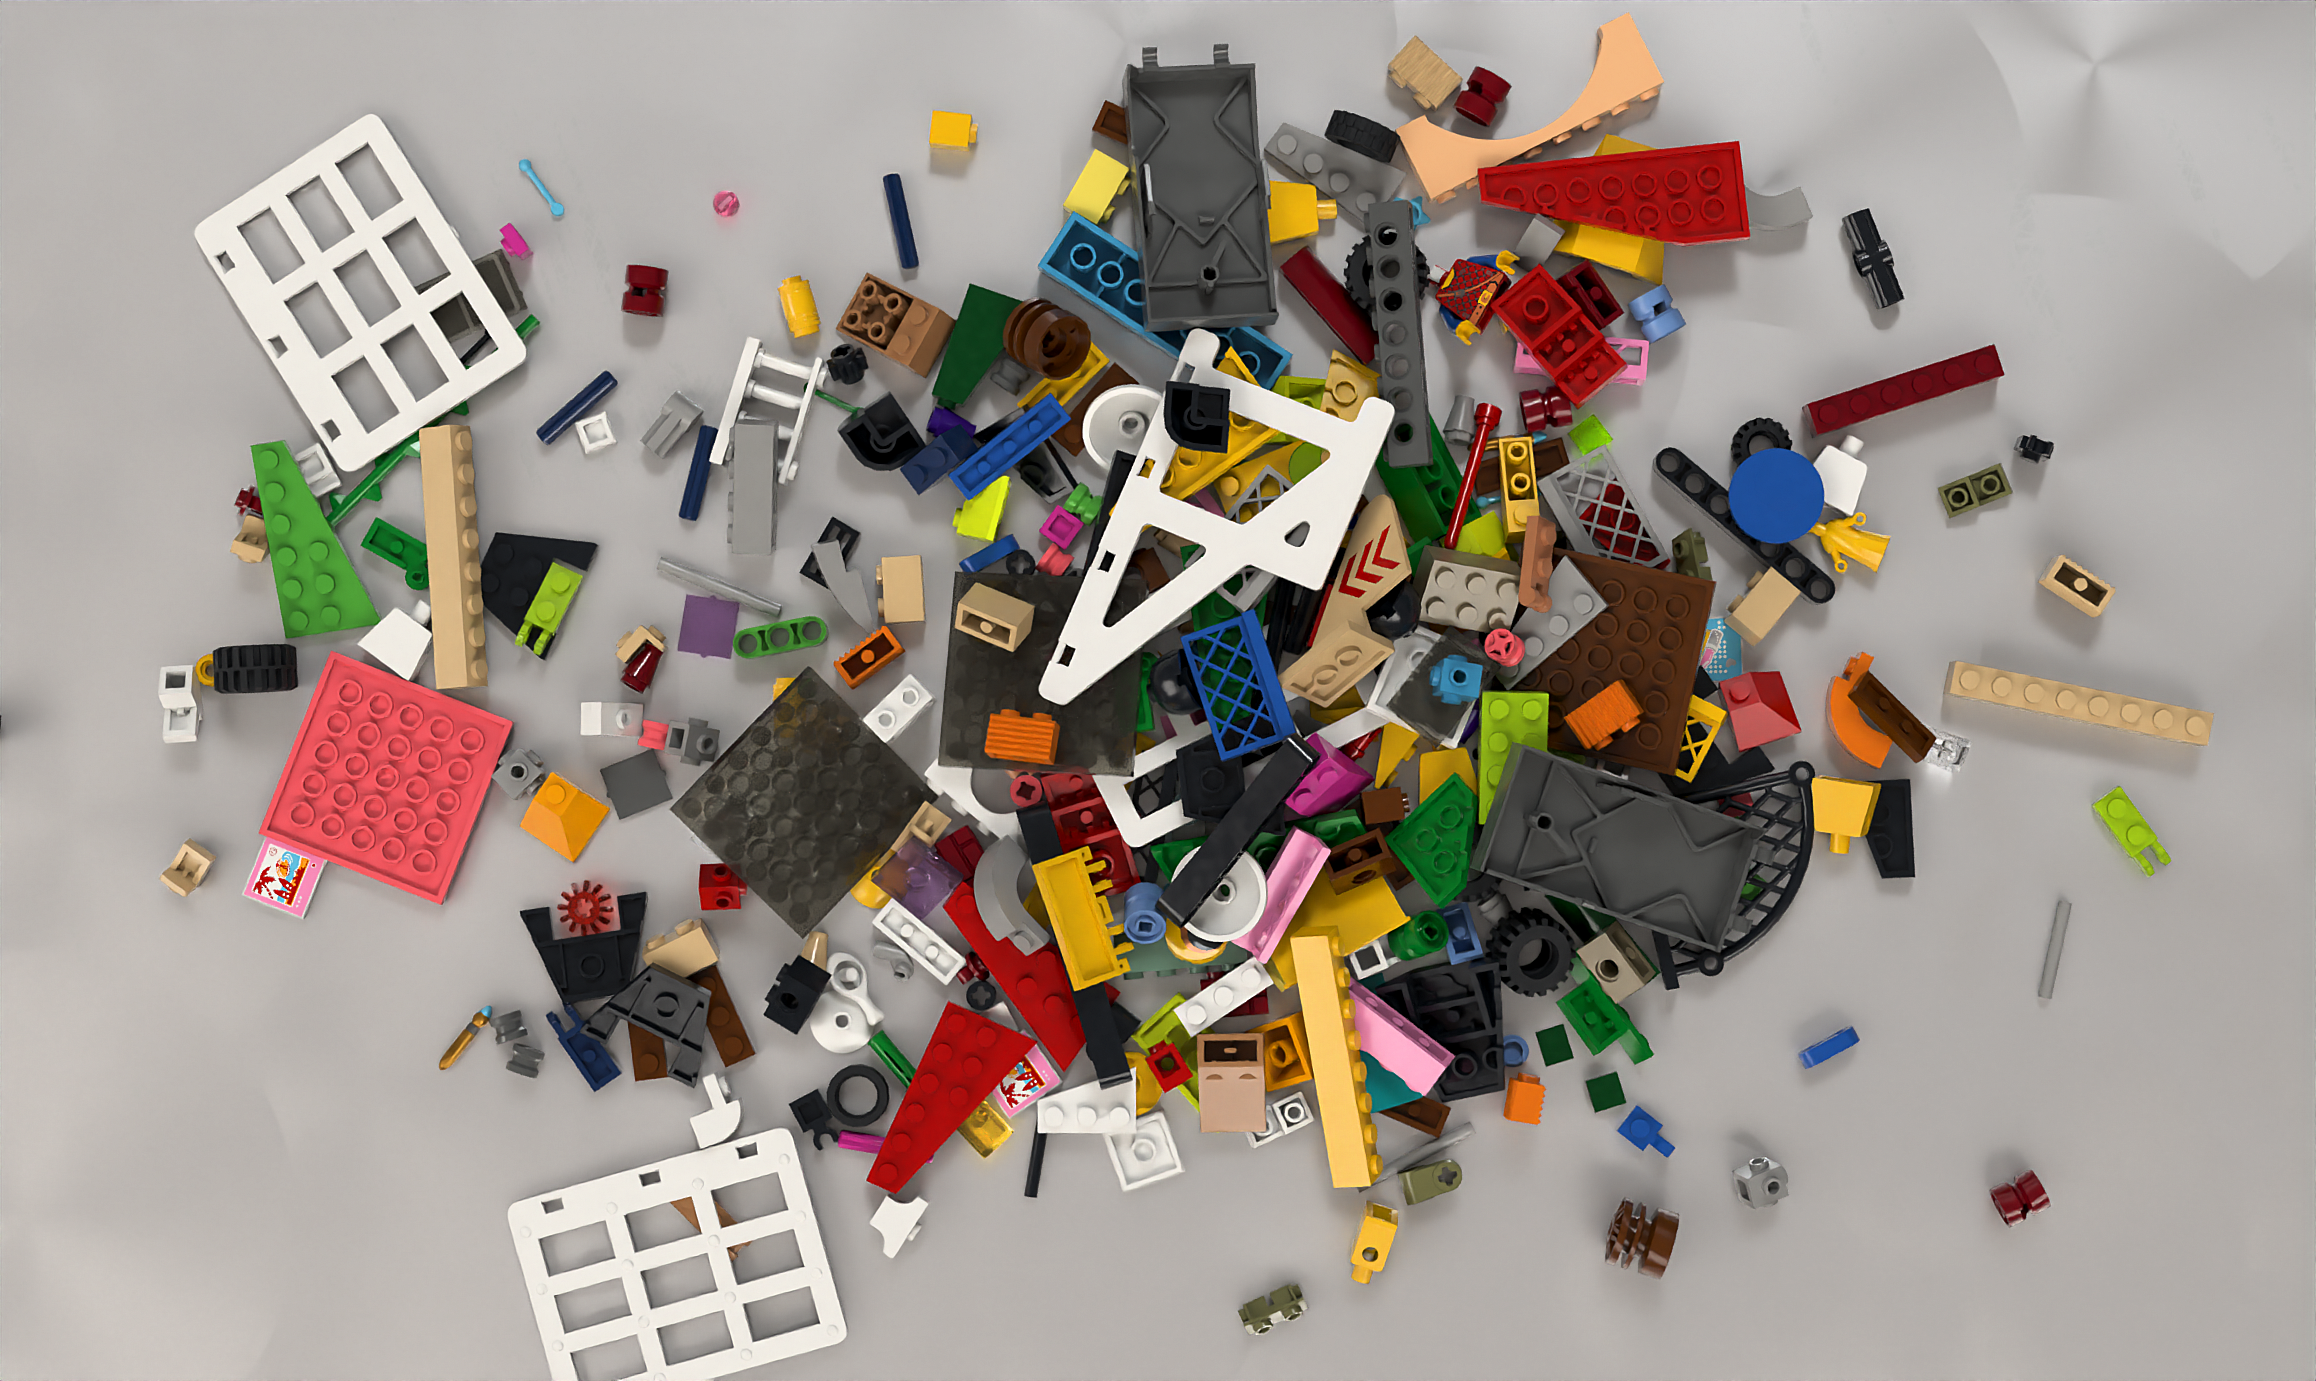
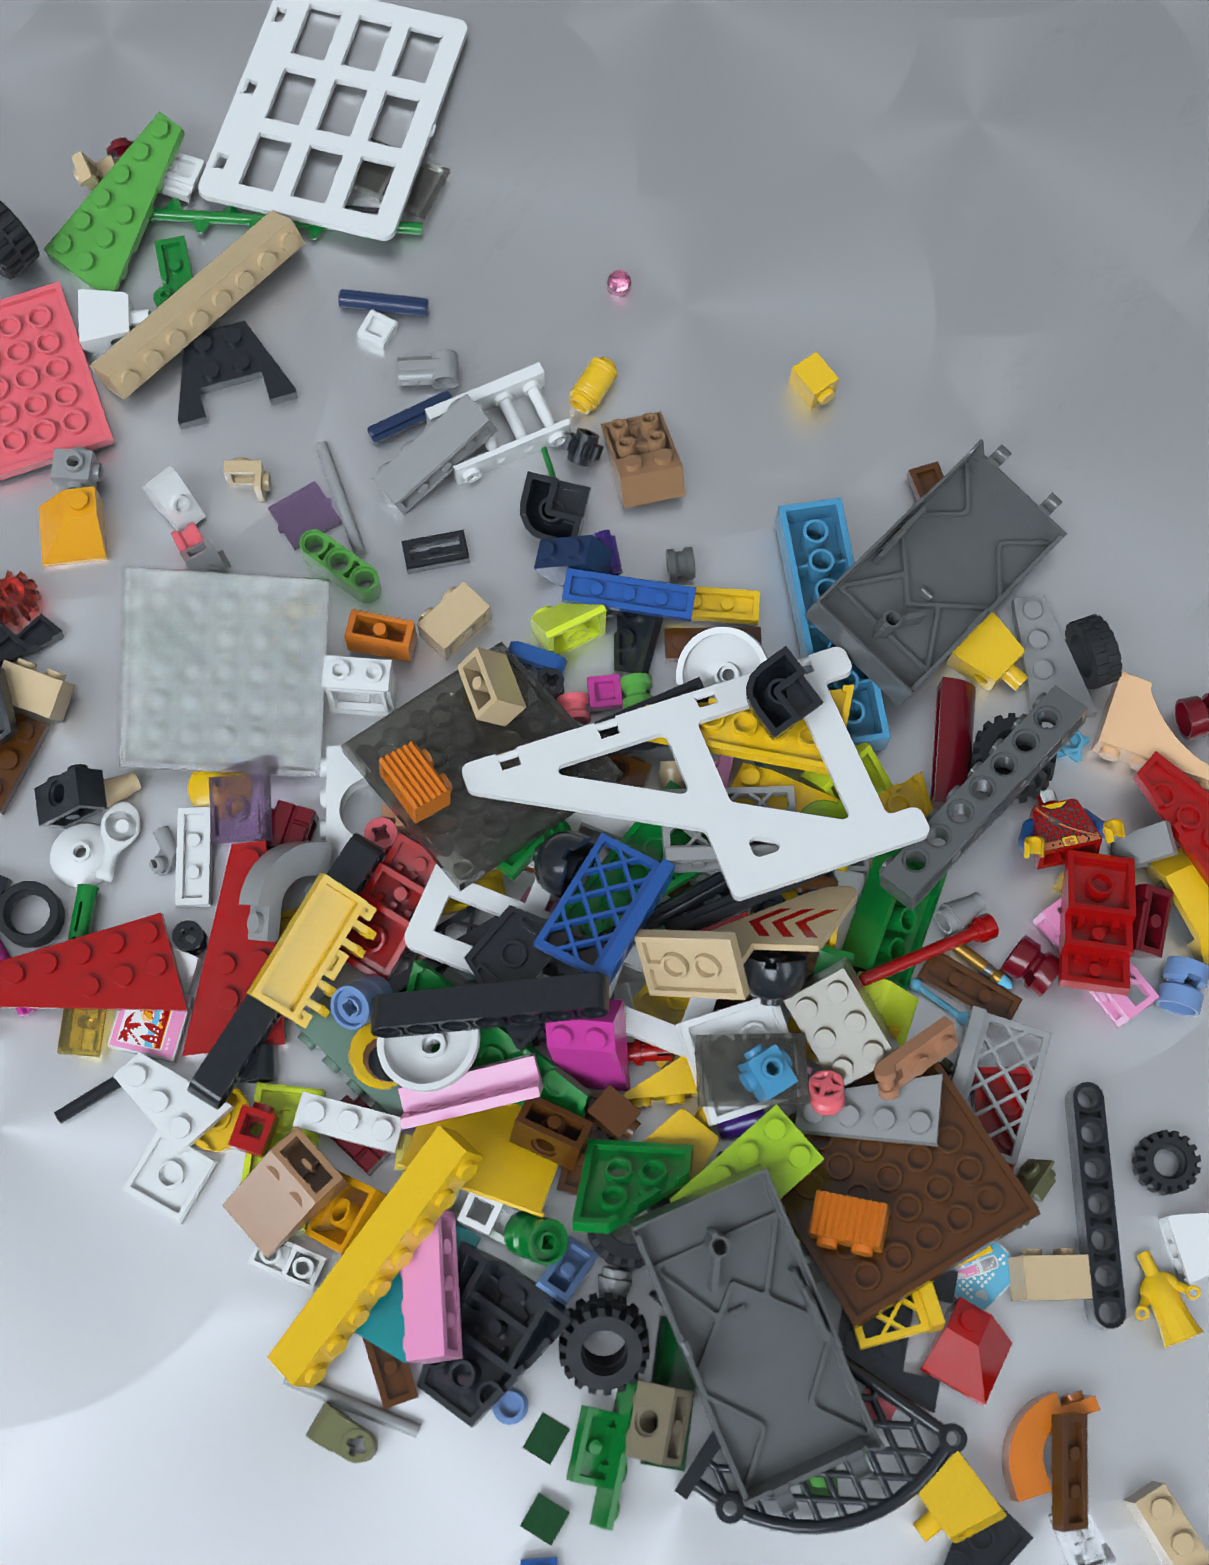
camera: 40 degrees right, 15 degrees down
(514, 242) = (462, 172): dark pink plate -> none
(549, 606) = (219, 396): lime hinge -> none
(556, 208) = (511, 184): medium azure hinge -> none
(636, 784) = (139, 551): dark grey piece -> none
(640, 279) = (510, 274): dark red wheel -> none
(641, 670) = (231, 493): dark red cone -> none
(720, 887) = (104, 675): red brick -> none
(843, 583) = (420, 573): light grey slope -> none
(900, 221) = (718, 402): dark blue axle -> none
(925, 825) = (288, 783): tan hips -> none
(973, 345) = (690, 518): dark green slope -> none
(974, 968) = (203, 914): dark red plate -> none
(1047, 338) = (735, 572): reddish brown wheel -> none
(1098, 188) = (872, 507): light yellow brick -> none
(1262, 1316) = (109, 1397): olive hinge -> none
(1376, 1231) = (249, 1431): yellow torso -> none
(1424, 74) = (1177, 661): tan brick -> none
(1517, 487) = (956, 994): yellow slope -> none
(1524, 1099) = (477, 1452): orange brick -> none
(1589, 435) = (1045, 1018): clear neon green plate -> none
(1776, 496) = (1145, 1205): blue piece -> none

